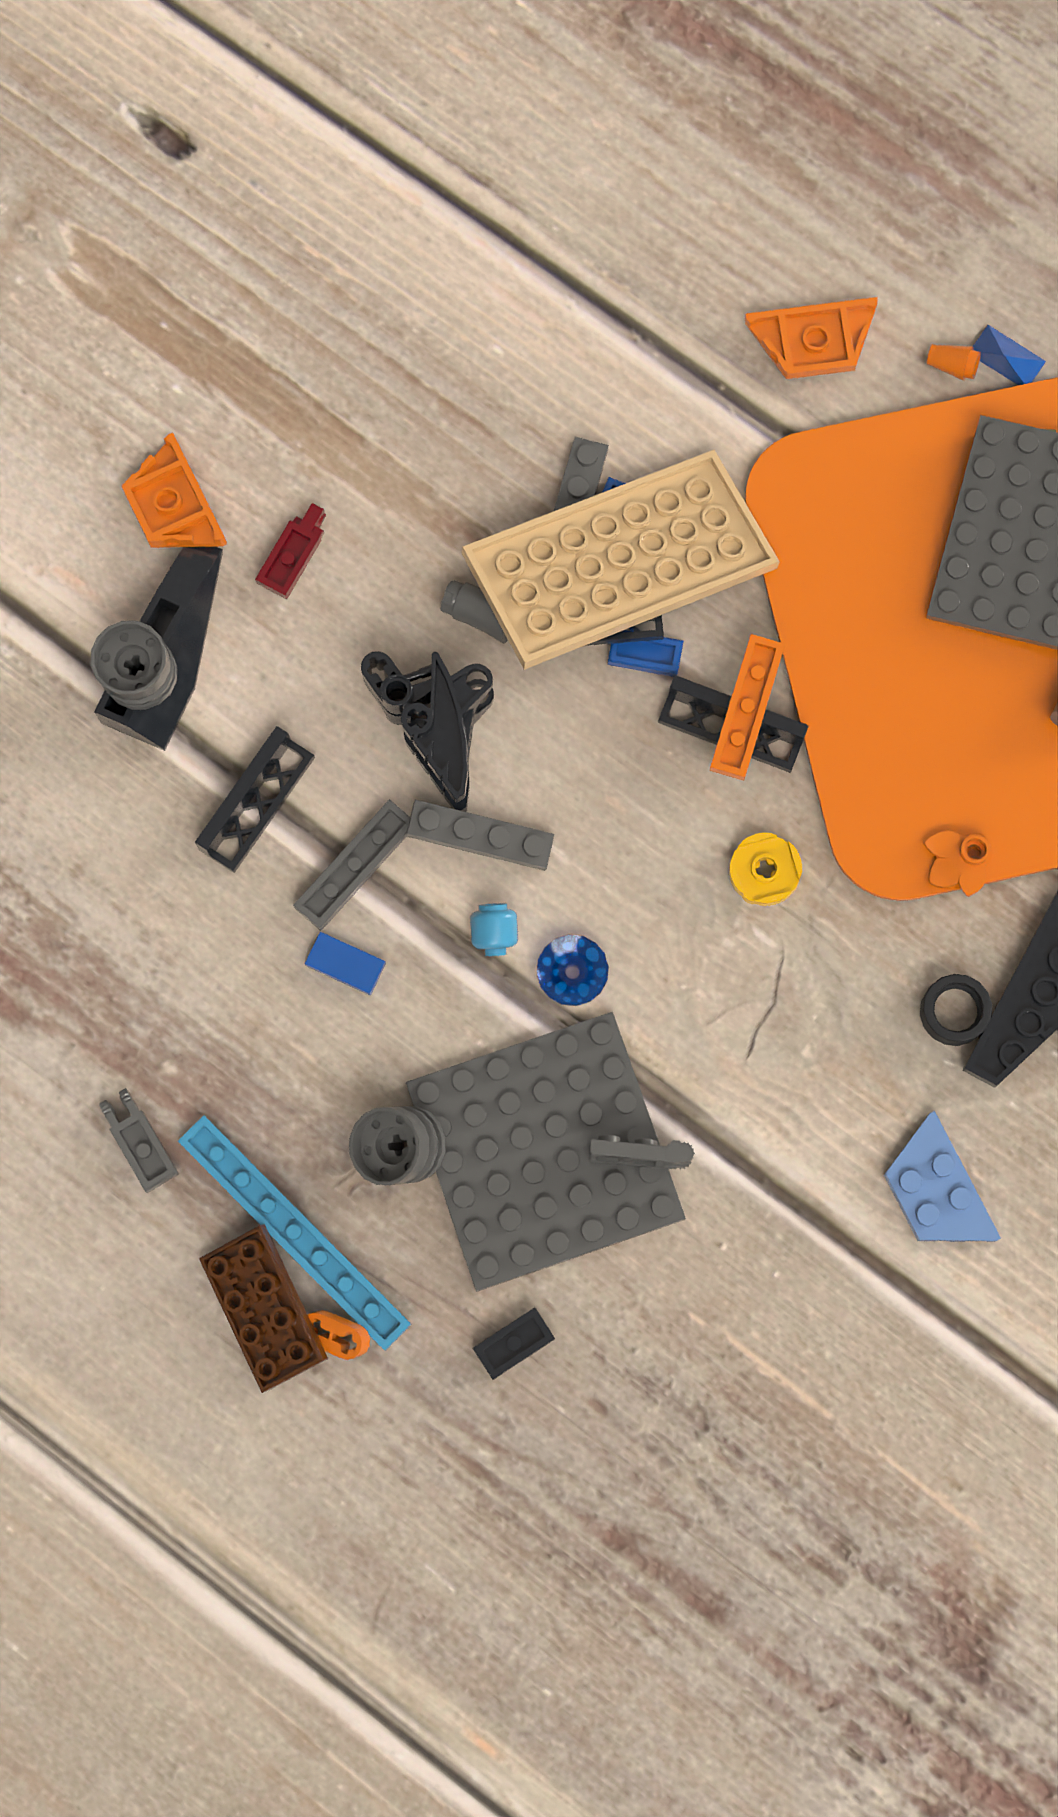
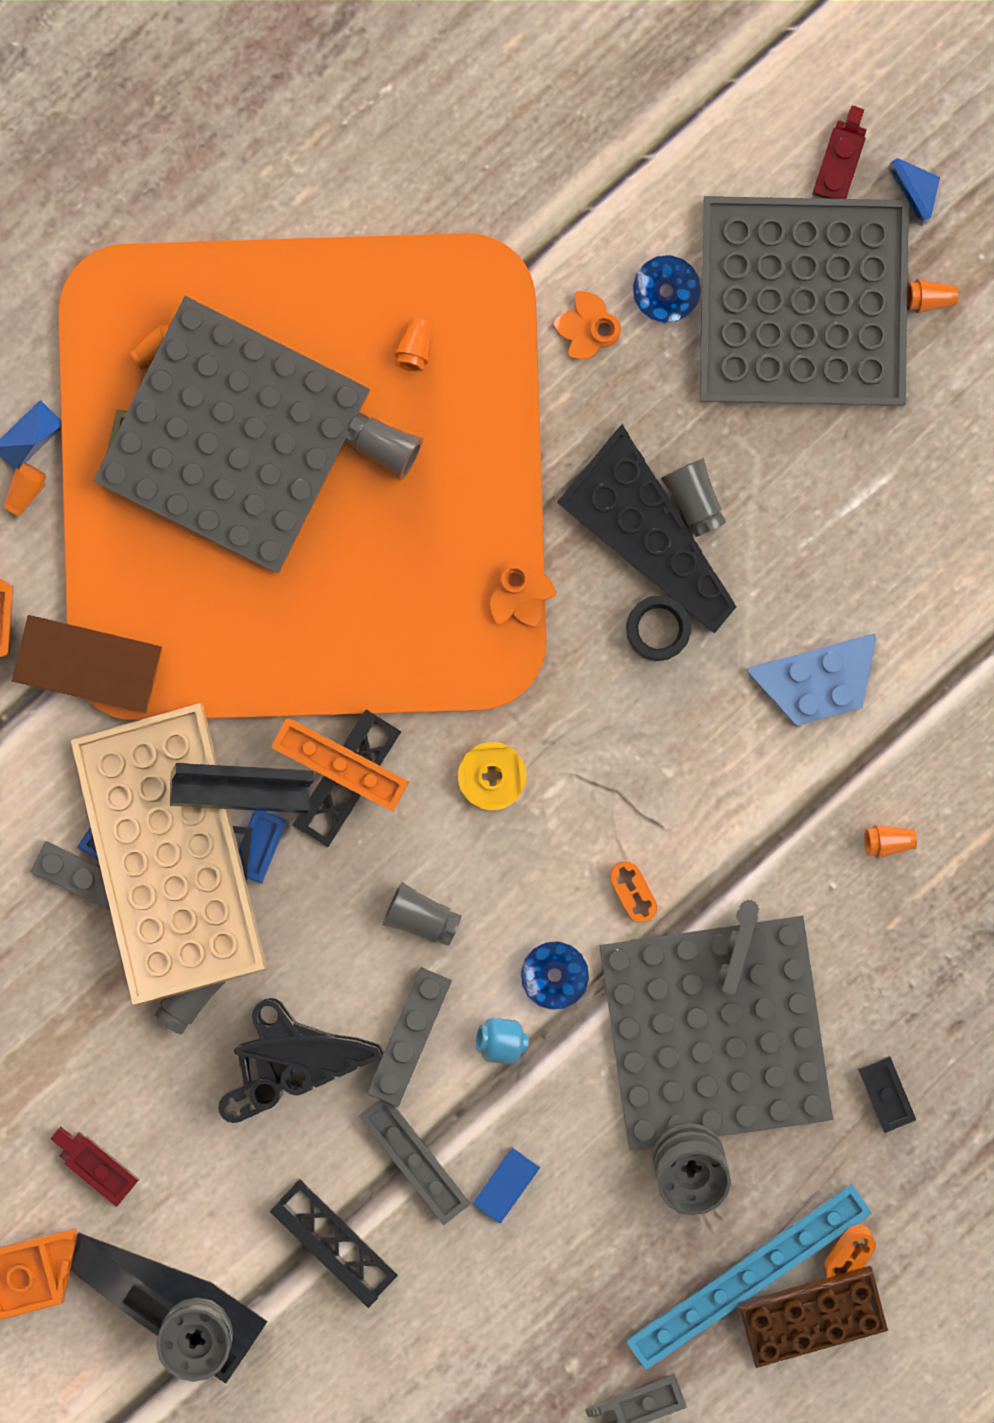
camera: 80 degrees left, 10 degrees up
(607, 822) = (421, 916): none -> dark grey plant
(680, 1043) = (626, 895): none -> orange beam
(704, 610) = (240, 788): none -> black fence
(784, 1295) = (888, 840): none -> orange cone
(794, 448) = (87, 663): none -> reddish brown tile

